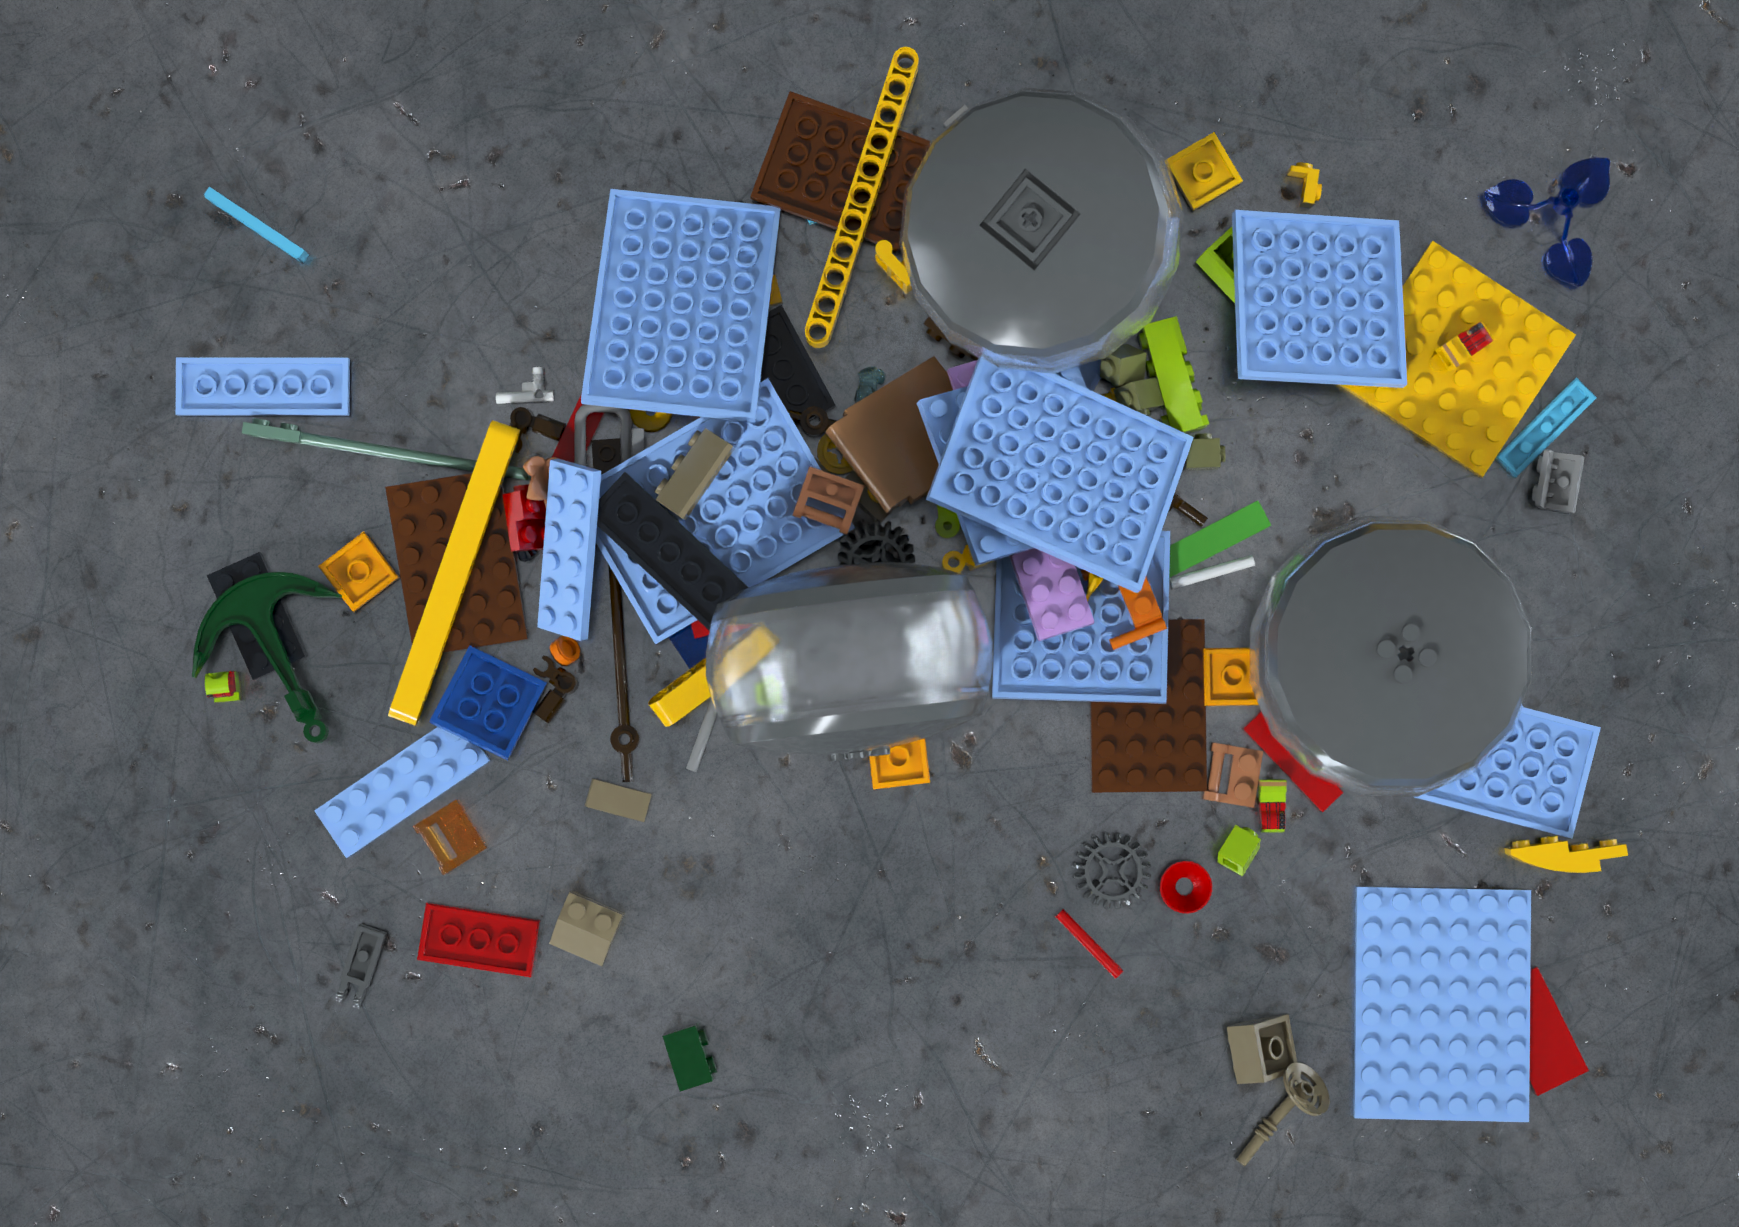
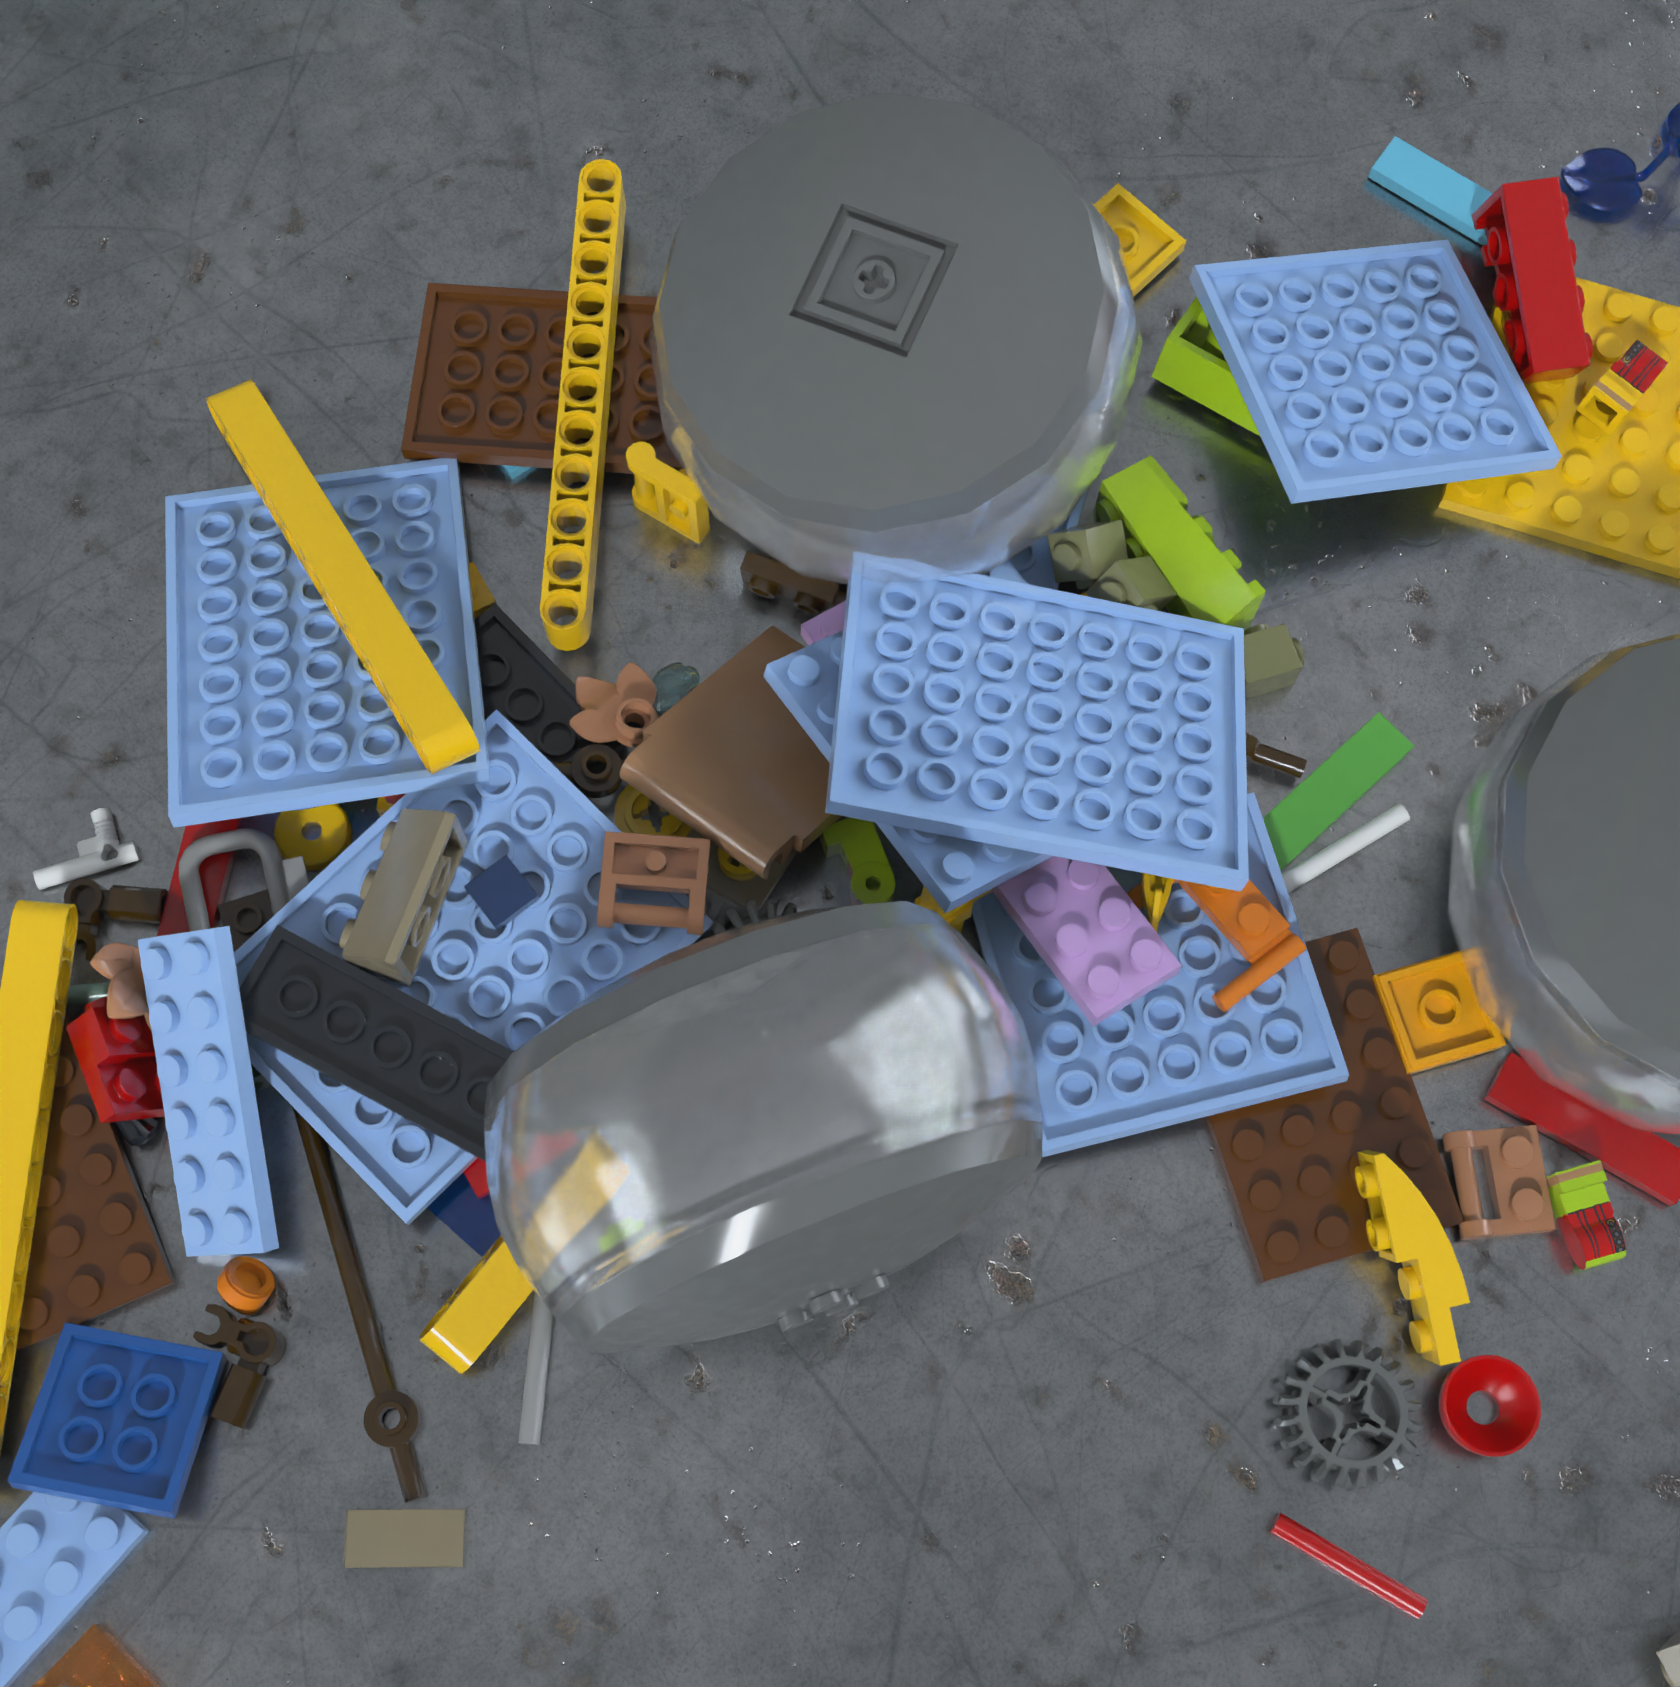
camera: 15 degrees left, 15 degrees down
(699, 272) = (344, 579): none -> yellow beam
(746, 483) = (501, 892): none -> dark blue tile
(832, 384) = (611, 706): none -> nougat plate
(902, 767) = (906, 1322): light orange plate -> none
(1173, 792) = (1409, 1232): none -> yellow slope
(1239, 849) = (1561, 1310): lime brick -> none
(1310, 189) = (1289, 215): yellow bracket -> none
(1417, 195) = (1431, 186): none -> medium azure tile
(1434, 270) = (1536, 279): none -> red wedge

